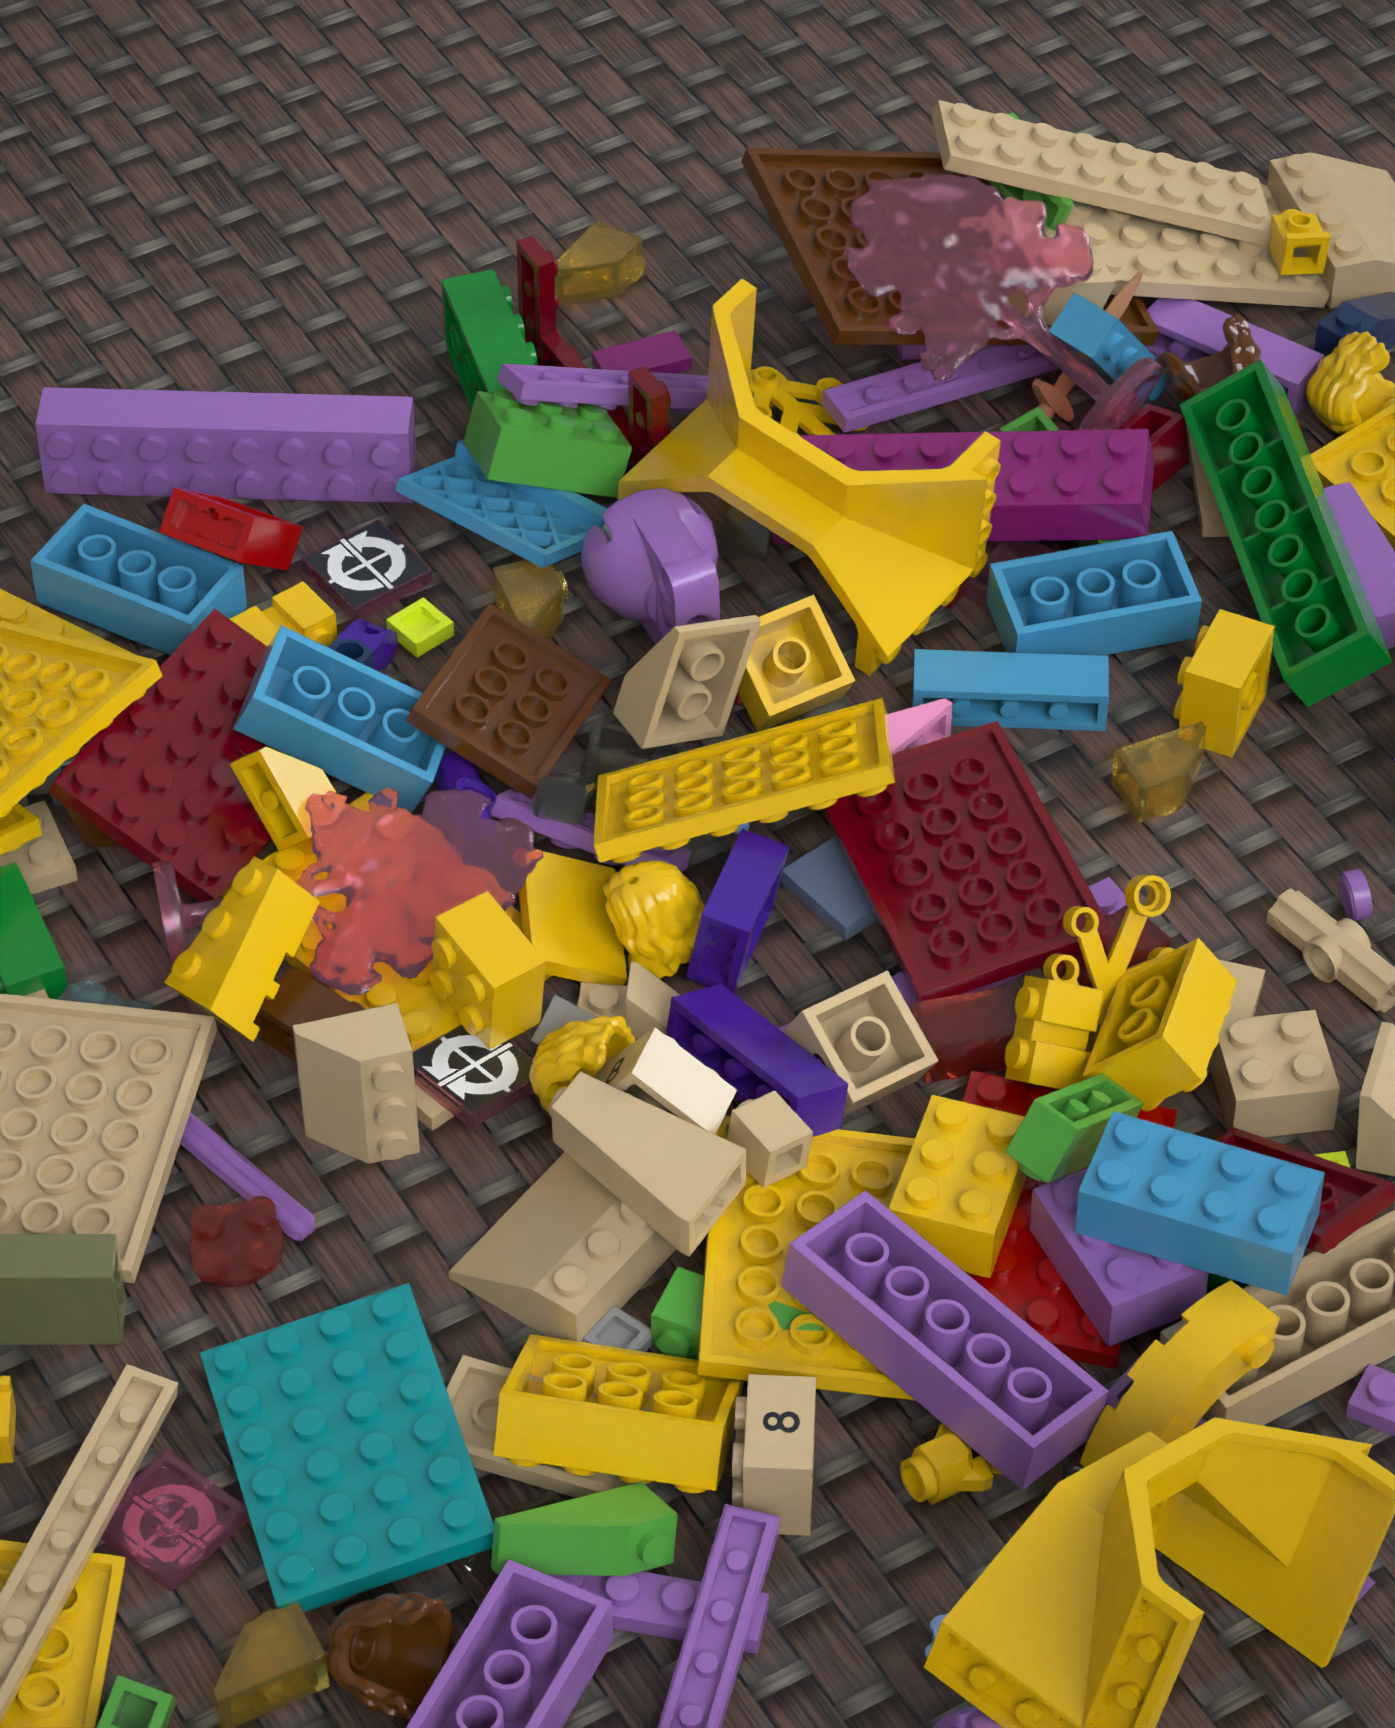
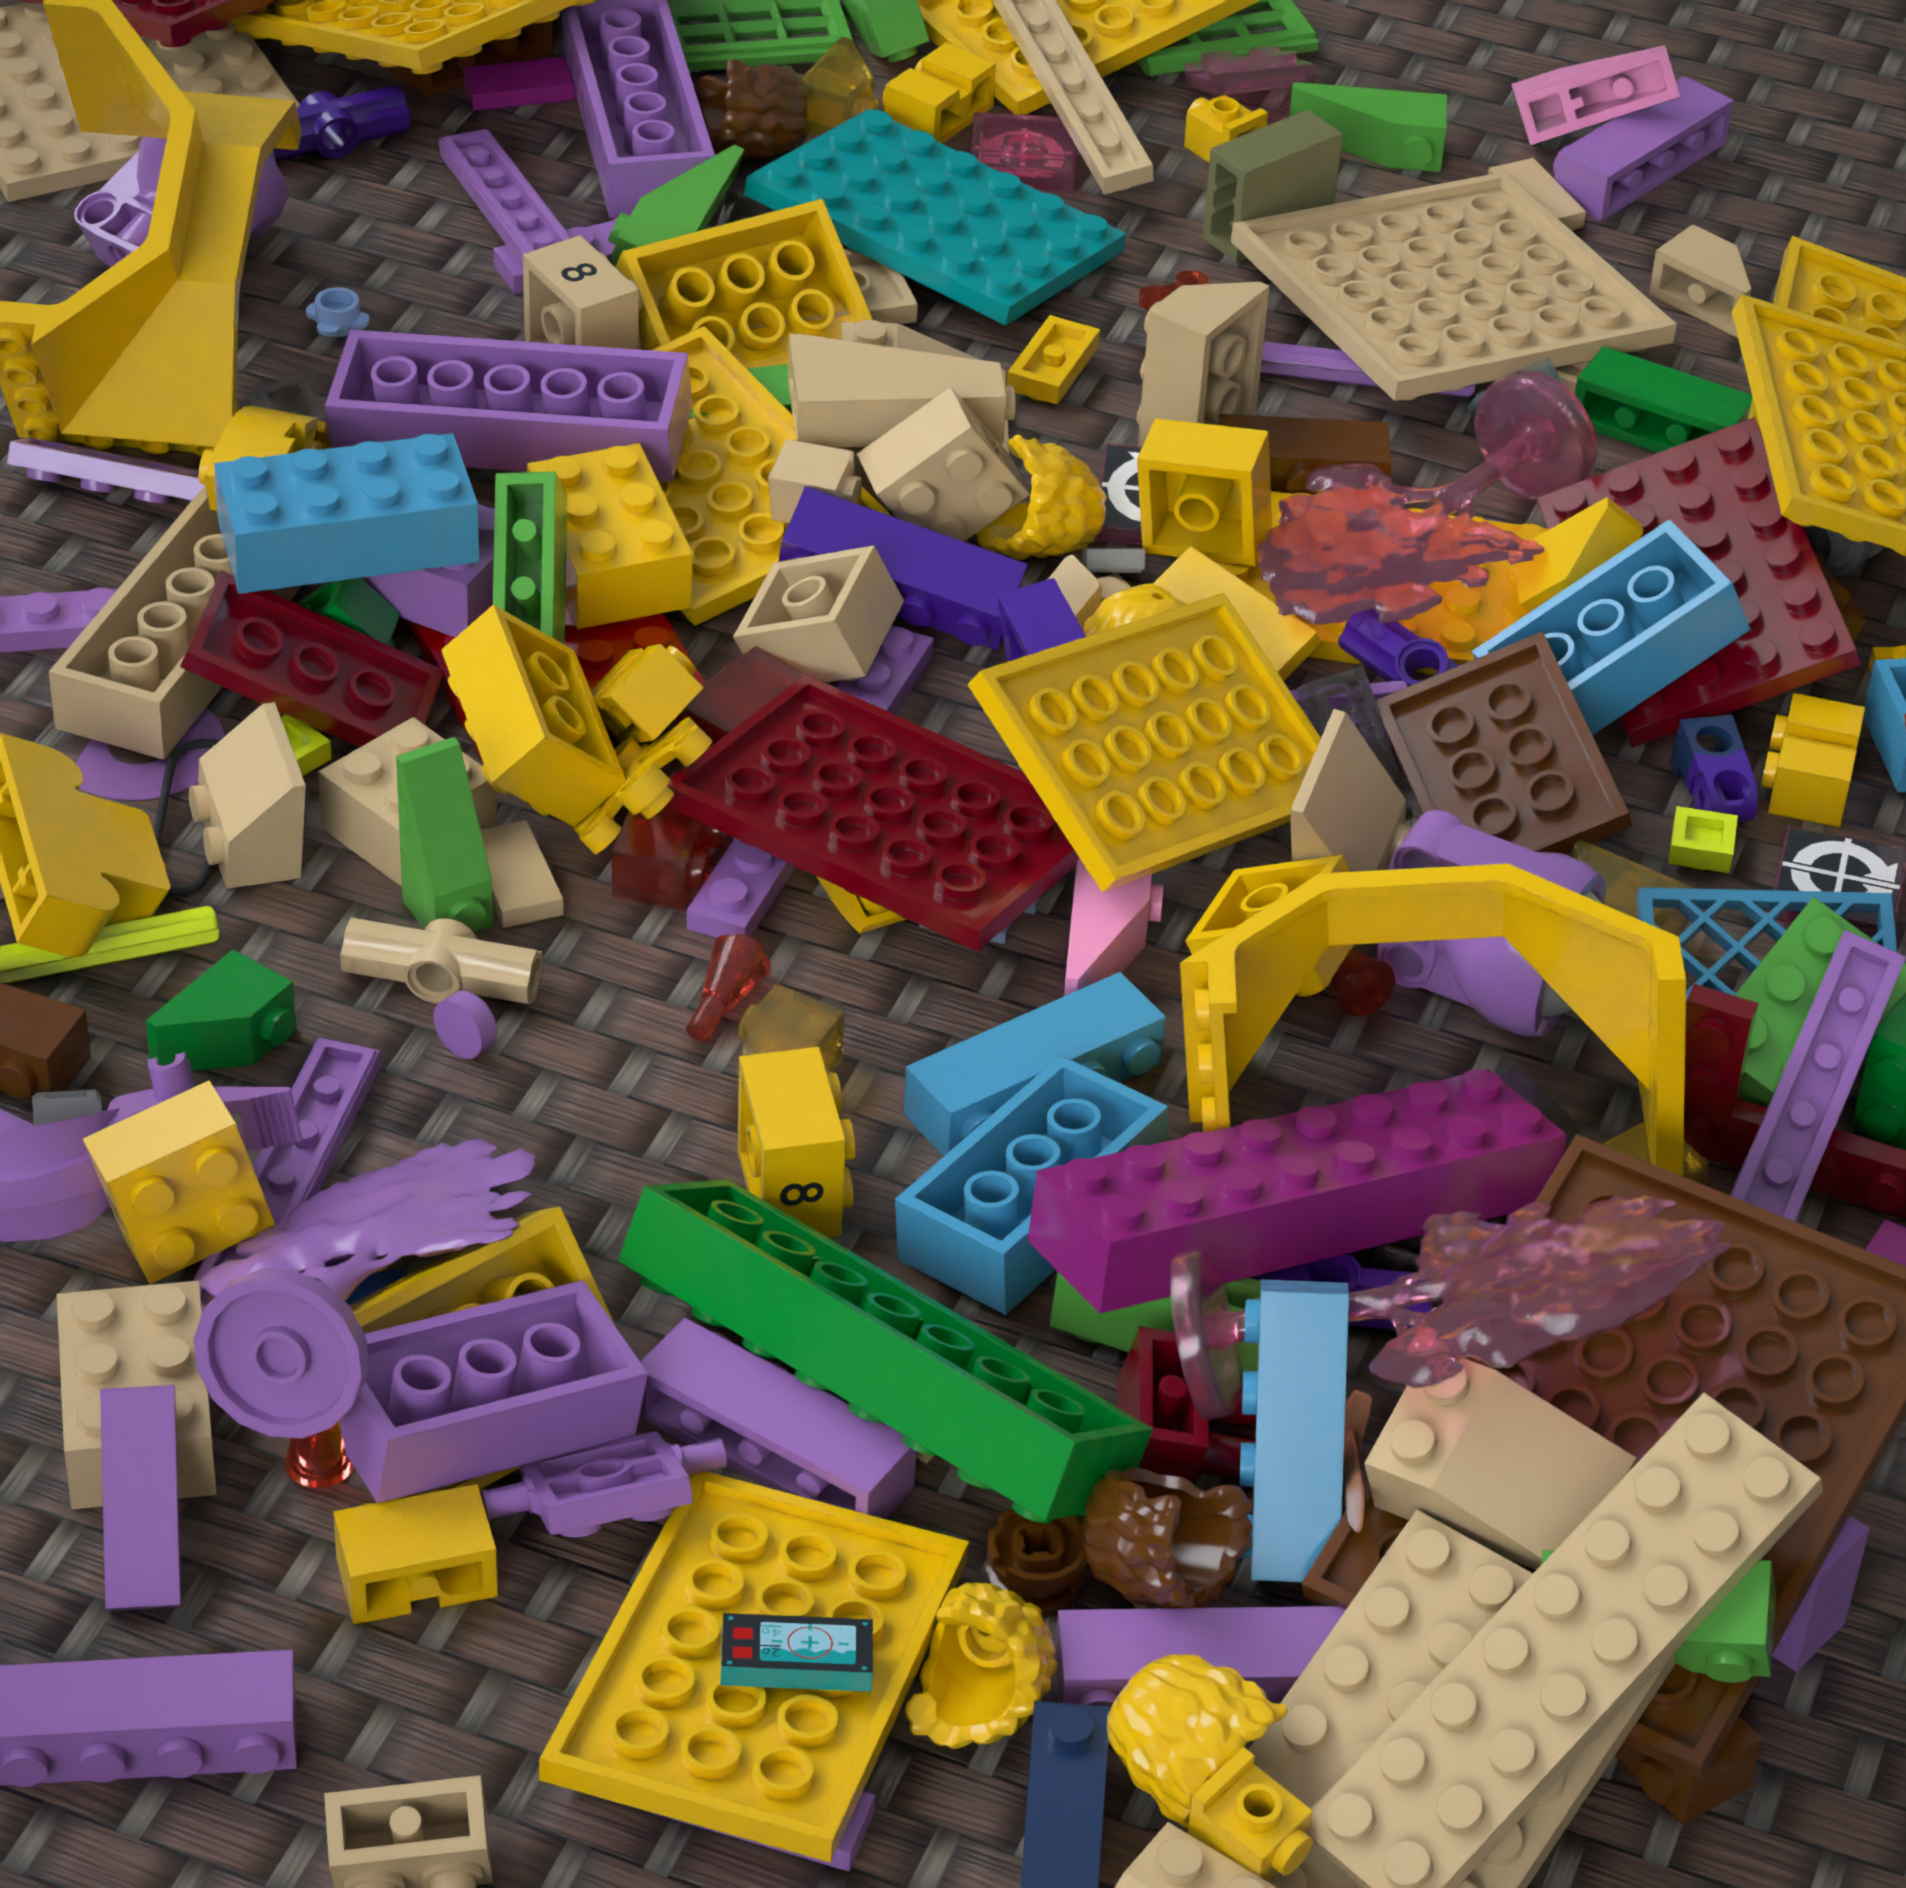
camera: 140 degrees right, 5 degrees down
(182, 1610) = (942, 92): none -> yellow brick
(243, 946) = (1423, 407): yellow wedge -> none
(407, 1247) = (1053, 359): none -> yellow plate
(1145, 848) = (733, 971): none -> clear red cone
(1290, 284) = (1183, 1724): none -> yellow hair
(1299, 970) = (441, 839): none -> bright green slope

